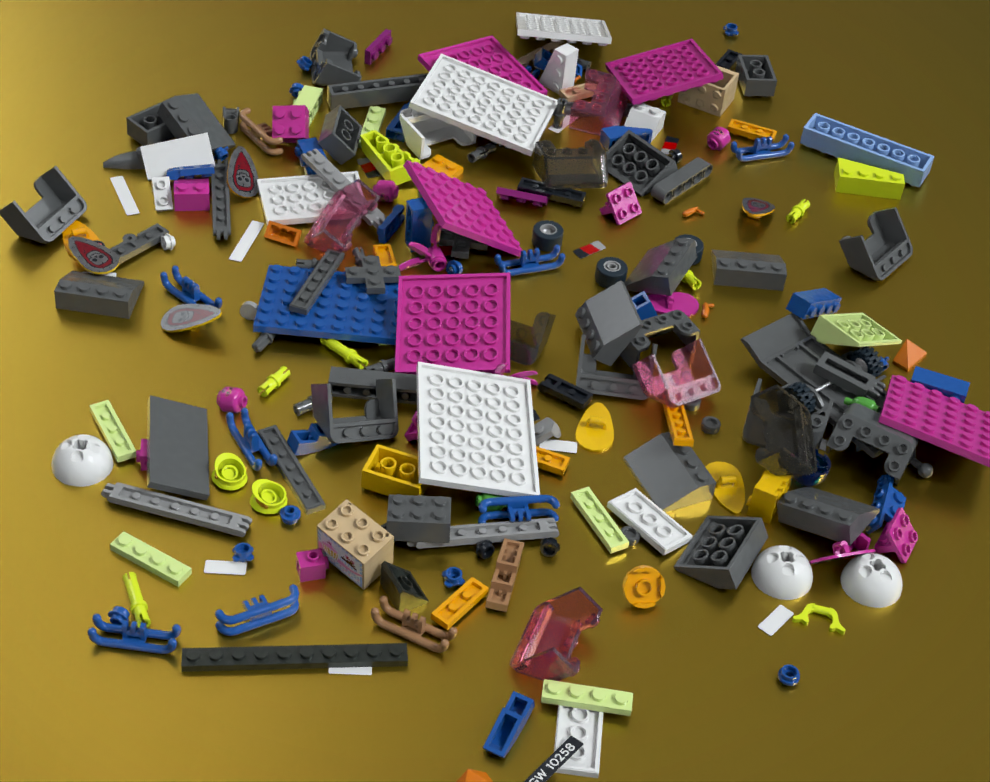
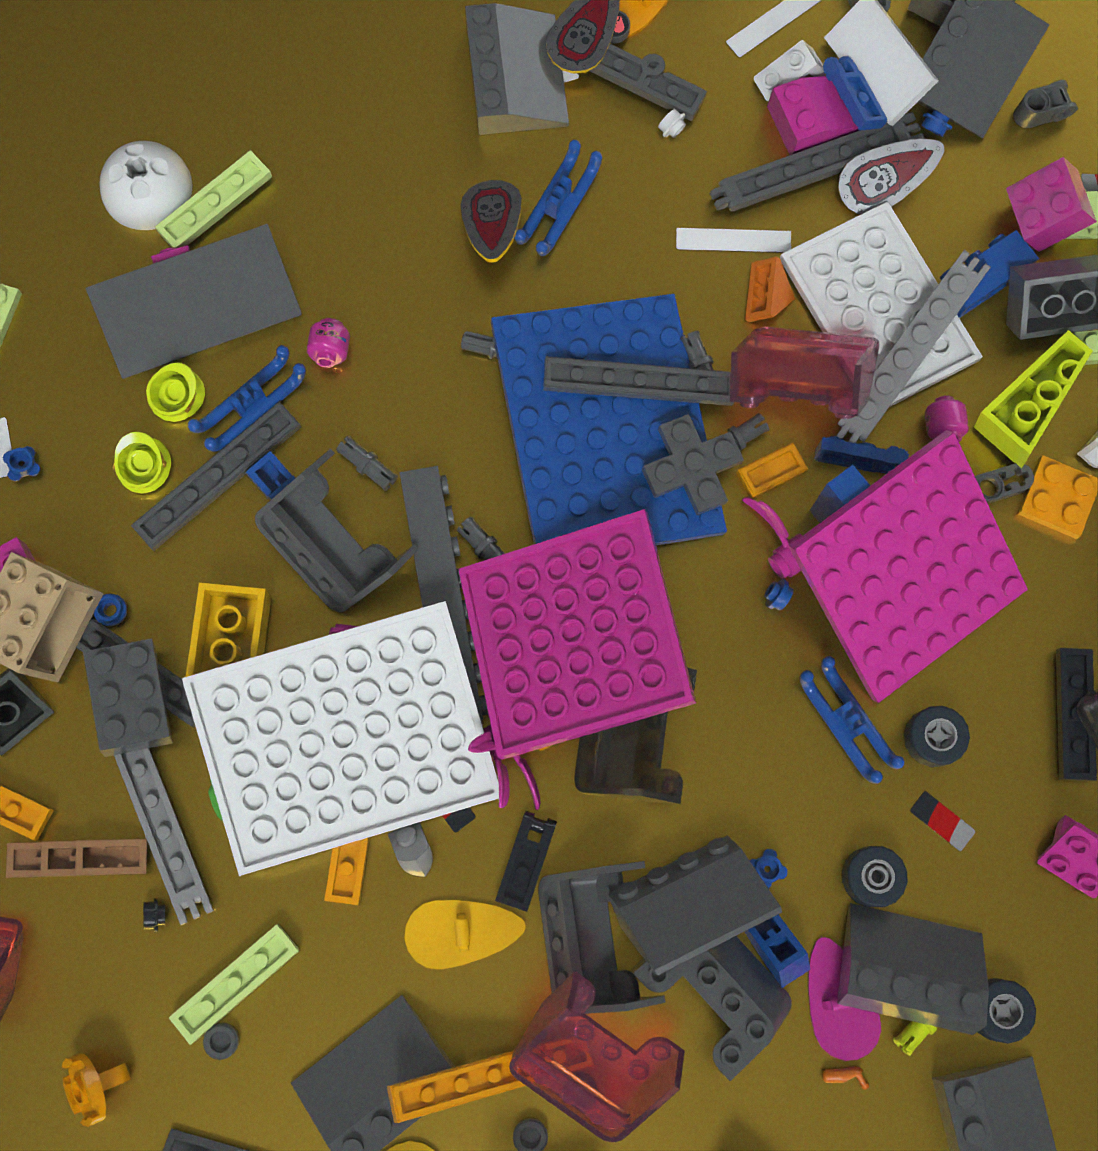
camera: 75 degrees right, 35 degrees up
(177, 508) = (80, 348): light grey hinge -> none
(248, 310) = (547, 297): light grey tile -> none
(259, 133) = (1022, 161): medium nougat piece -> none
(273, 381) = (397, 390): neon yellow pin -> none
(290, 514) = (124, 510): blue plate -> none
(349, 355) = (495, 485): neon yellow pin -> none
(368, 168) = (1014, 369): sticker -> none
(453, 577) = (43, 776): blue plate -> none
(484, 549) = (120, 813): black plate -> none
(518, 508) = (209, 845): blue piece -> none
(521, 197) = (1036, 663): magenta plate -> none
(559, 445) = (401, 884): white sticker -> none
(649, 521) = (257, 1069): white tile -> none

